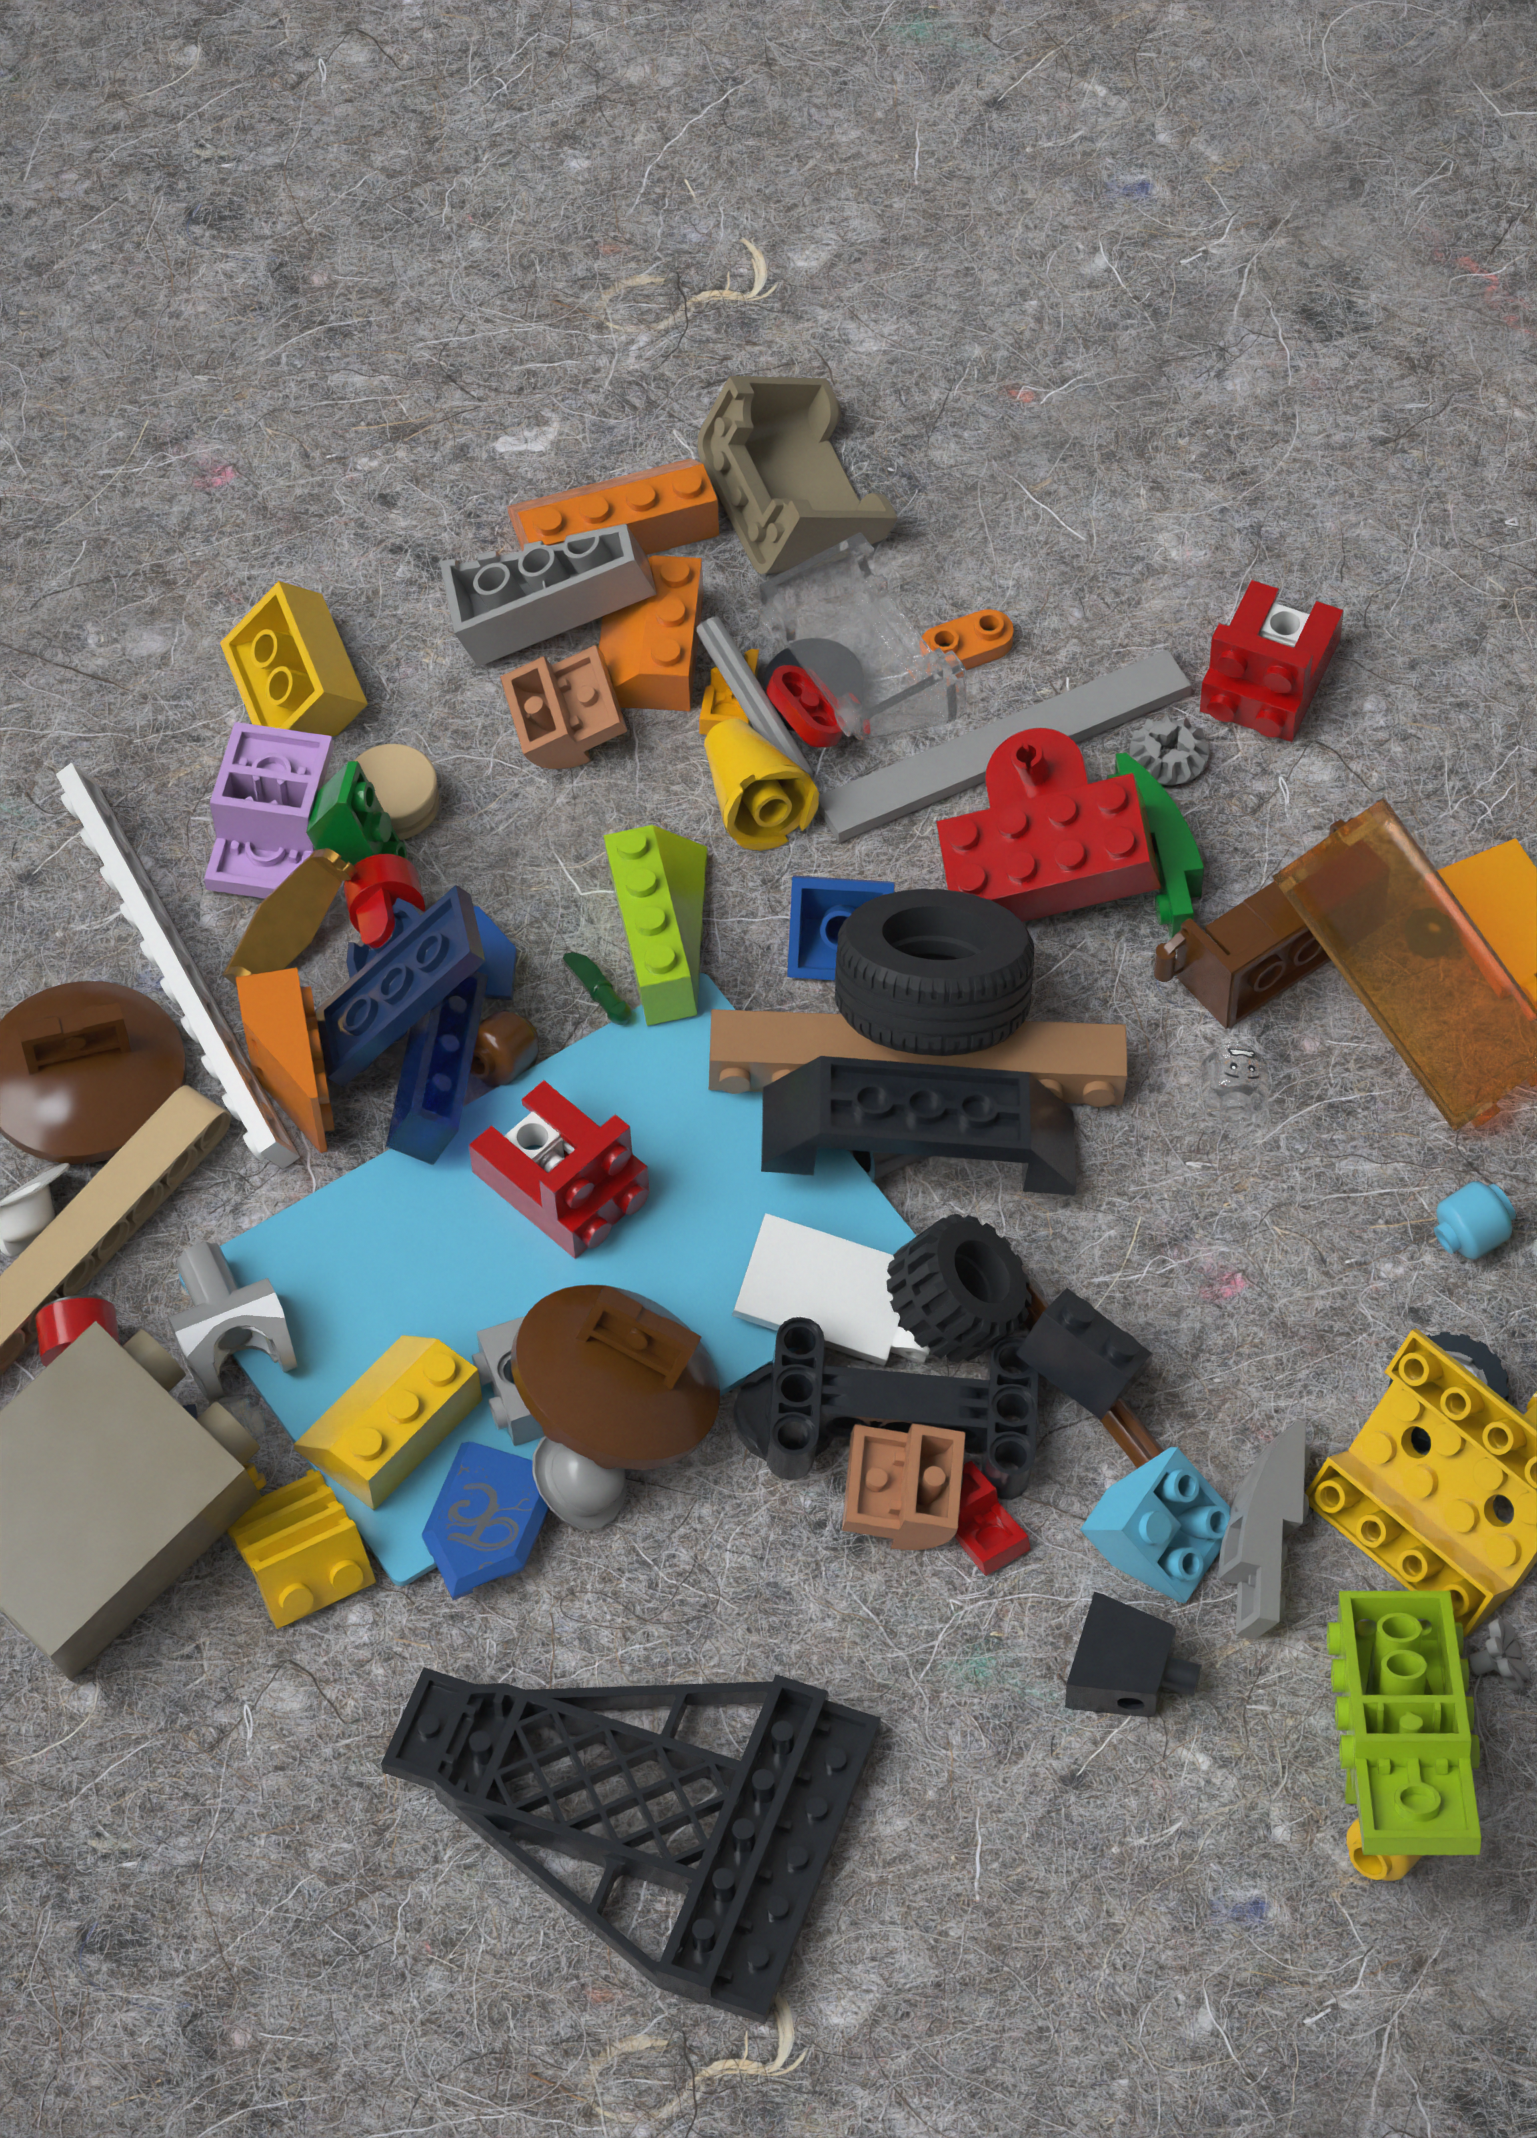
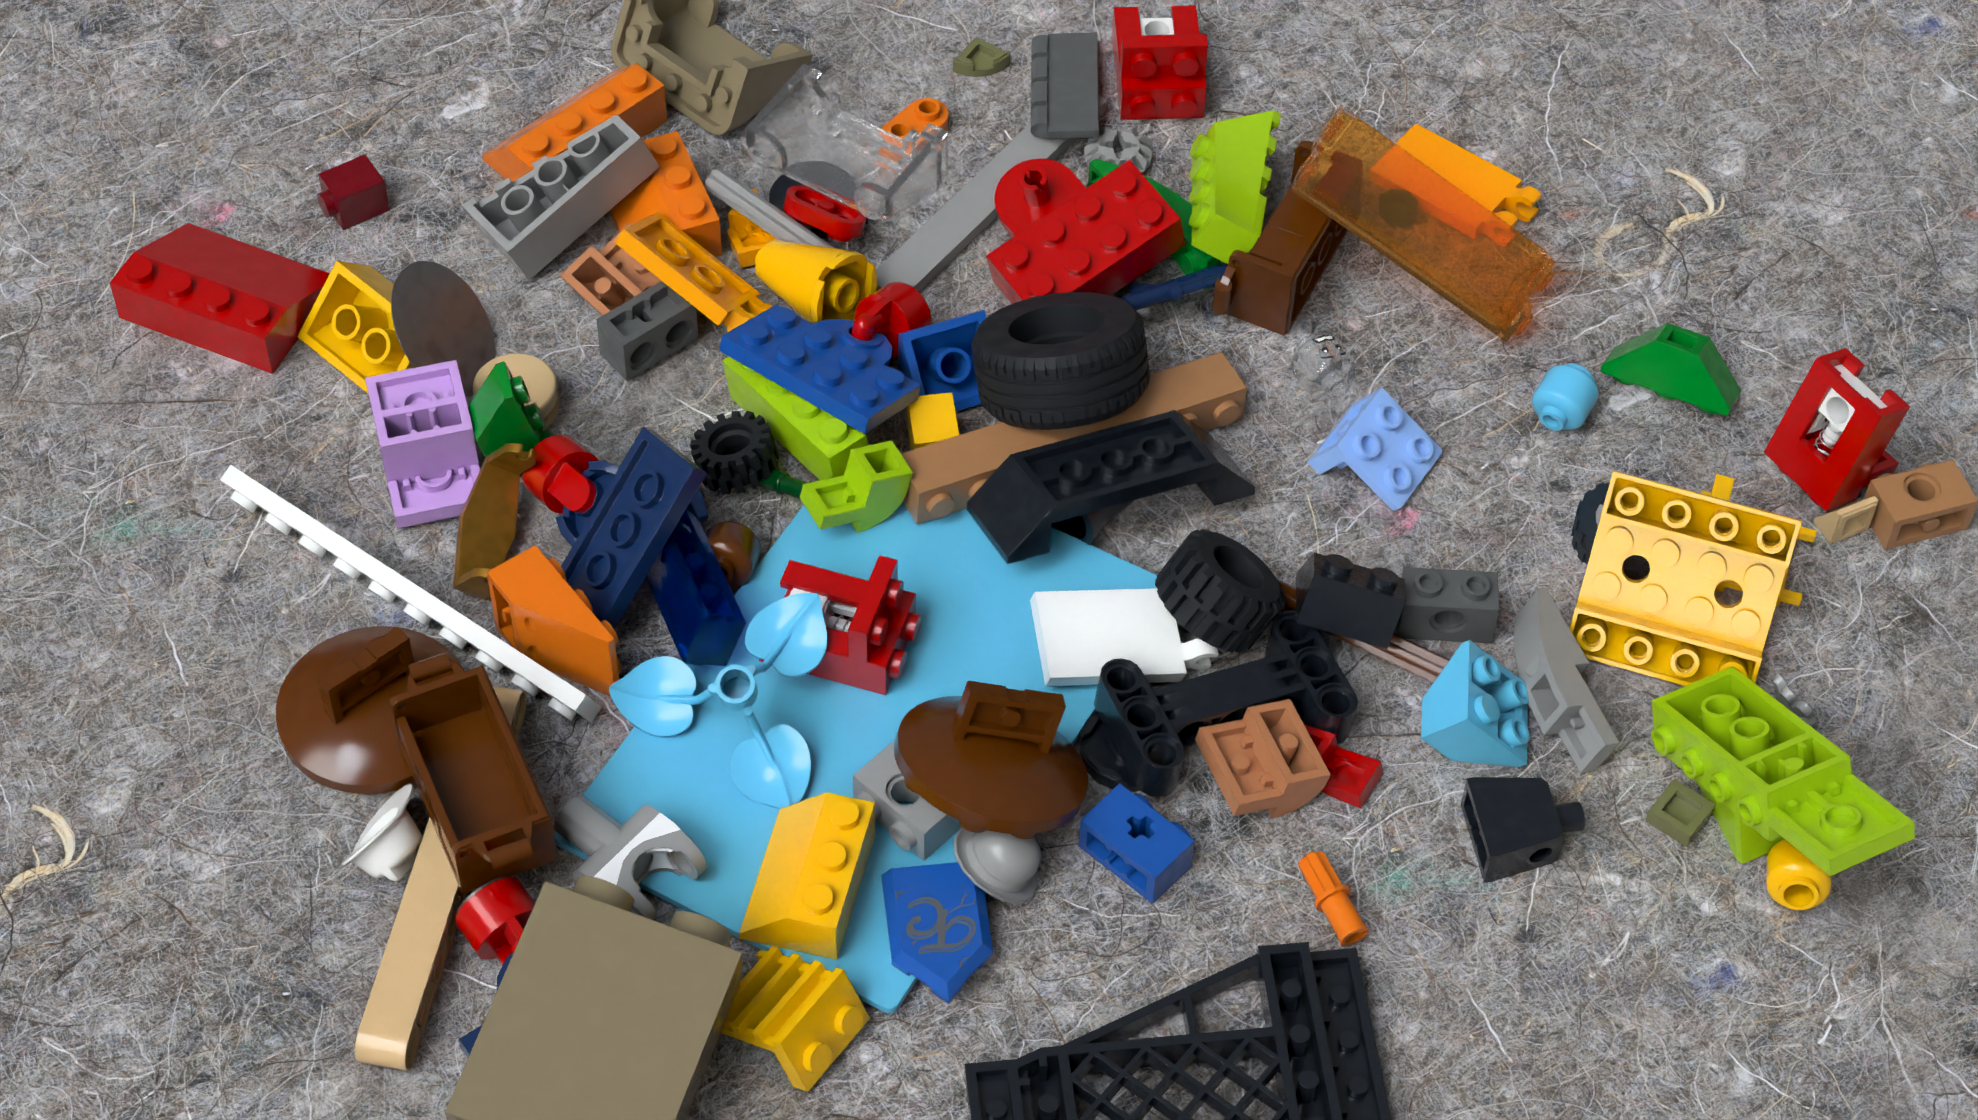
camera: 30 degrees left, 5 degrees down
(115, 1180) = (471, 774): none -> reddish brown container
(166, 566) = (218, 295): none -> red slope
(347, 685) = (441, 320): none -> flat silver sticker
(350, 504) = (352, 192): none -> dark red brick
(354, 1171) = (772, 765): none -> medium azure plant
(555, 769) = (646, 330): none -> dark grey brick
(574, 957) = (740, 468): none -> black tyre
(628, 733) = (691, 271): none -> light orange tile
(665, 1037) = (865, 494): none -> lime brick
(715, 886) = (837, 361): none -> blue plate
(731, 1544) = (1136, 842): none -> blue brick
(783, 984) = (931, 419): none -> yellow brick
(893, 1657) = (1332, 898): none -> orange axle
(1086, 585) = (981, 59): none -> olive tile
(1102, 930) = (1146, 295): none -> dark blue piece
(1153, 651) = (1064, 85): none -> dark grey windscreen
(1199, 1398) = (1449, 605): none -> dark grey brick
(1240, 1200) = (1380, 447): none -> light blue bracket
(1242, 838) = (1230, 183): none -> lime wedge
(1309, 1721) = (1680, 812): none -> olive tile

